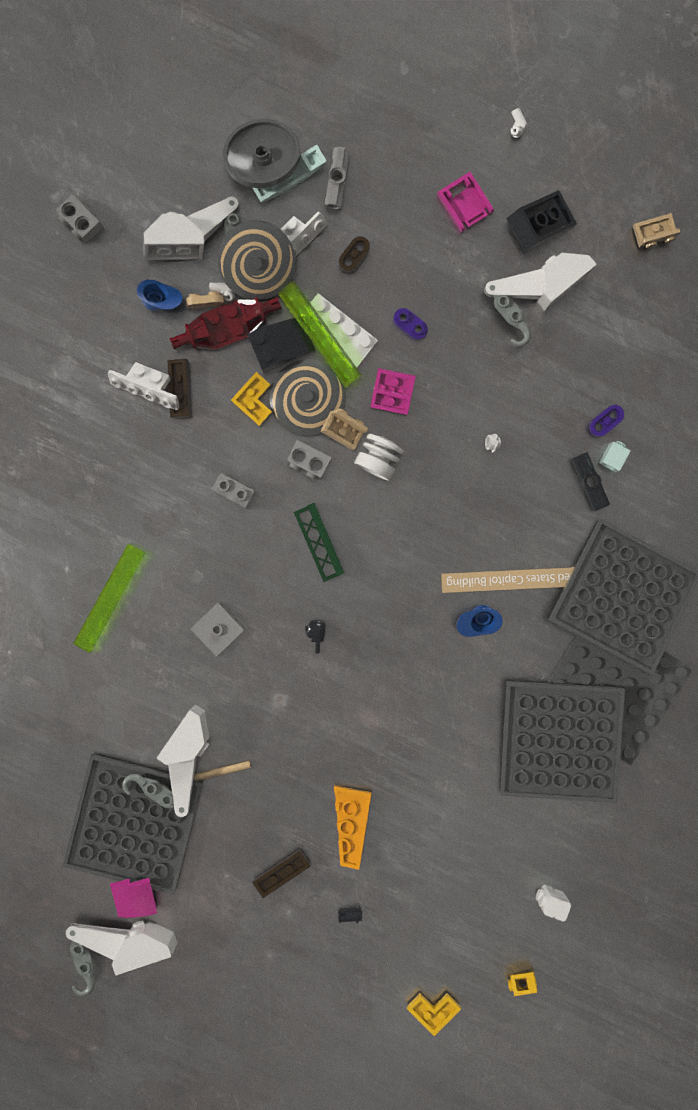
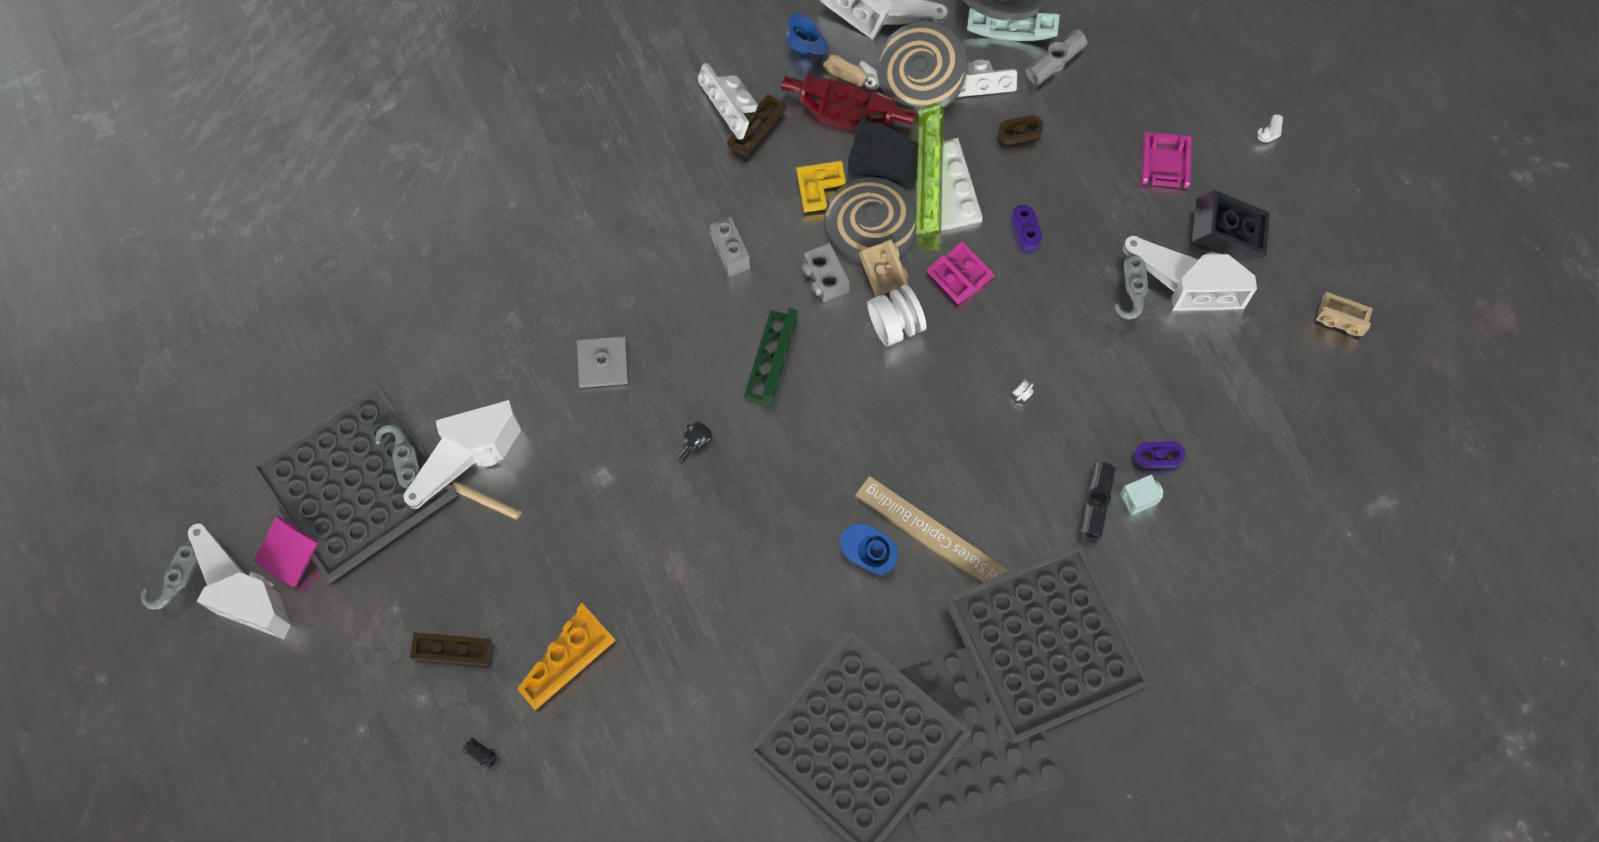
camera: 45 degrees right, 20 degrees down
(109, 598) = (526, 257): clear neon green plate -> none

